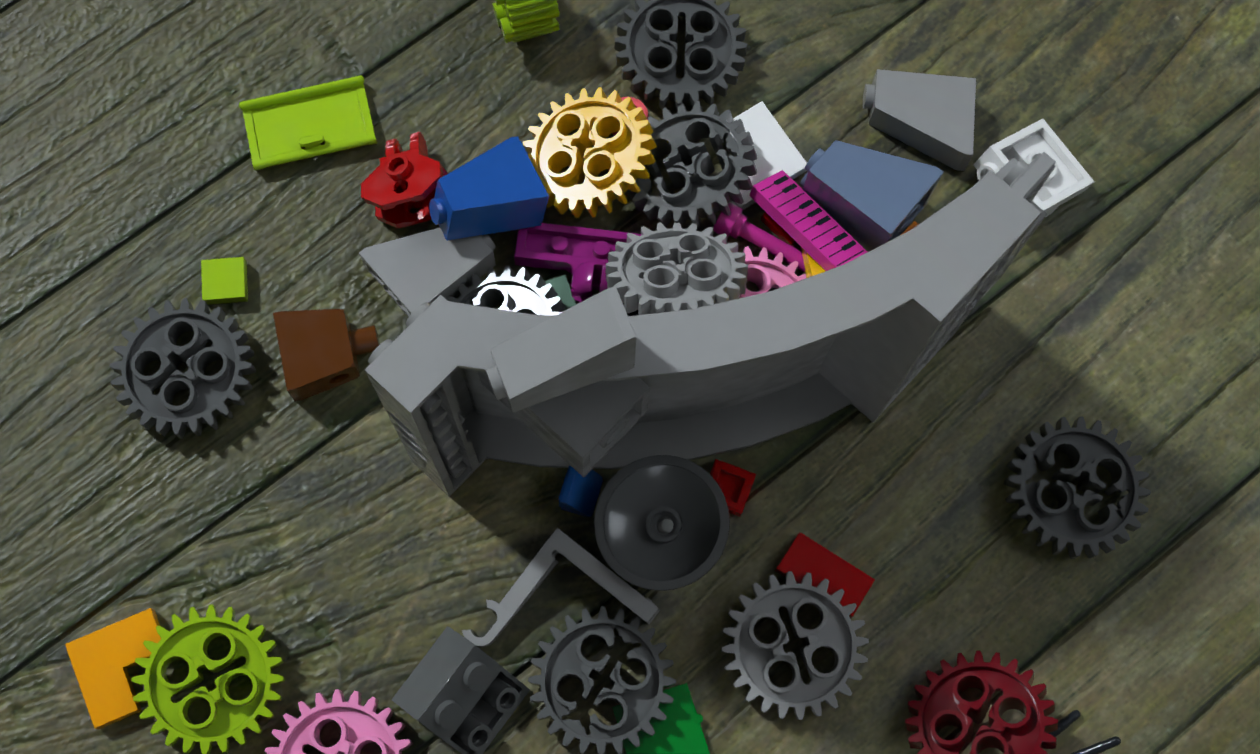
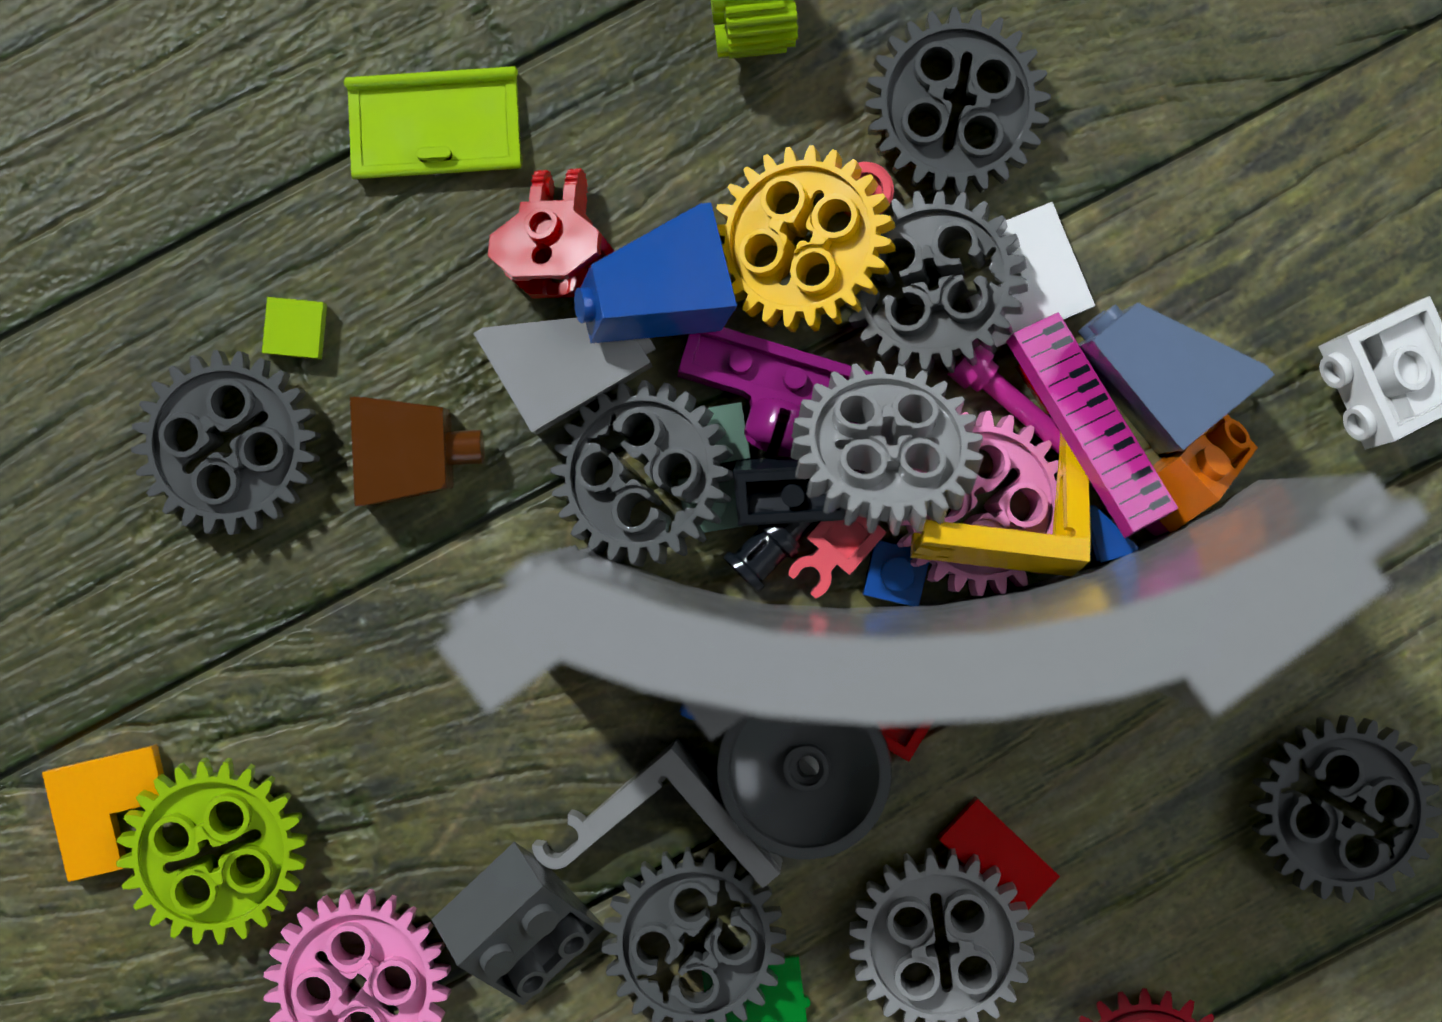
camera: 15 degrees right, 15 degrees up
(564, 352) = (697, 693): light grey slope -> none
(925, 113) = (1272, 260): light grey slope -> none

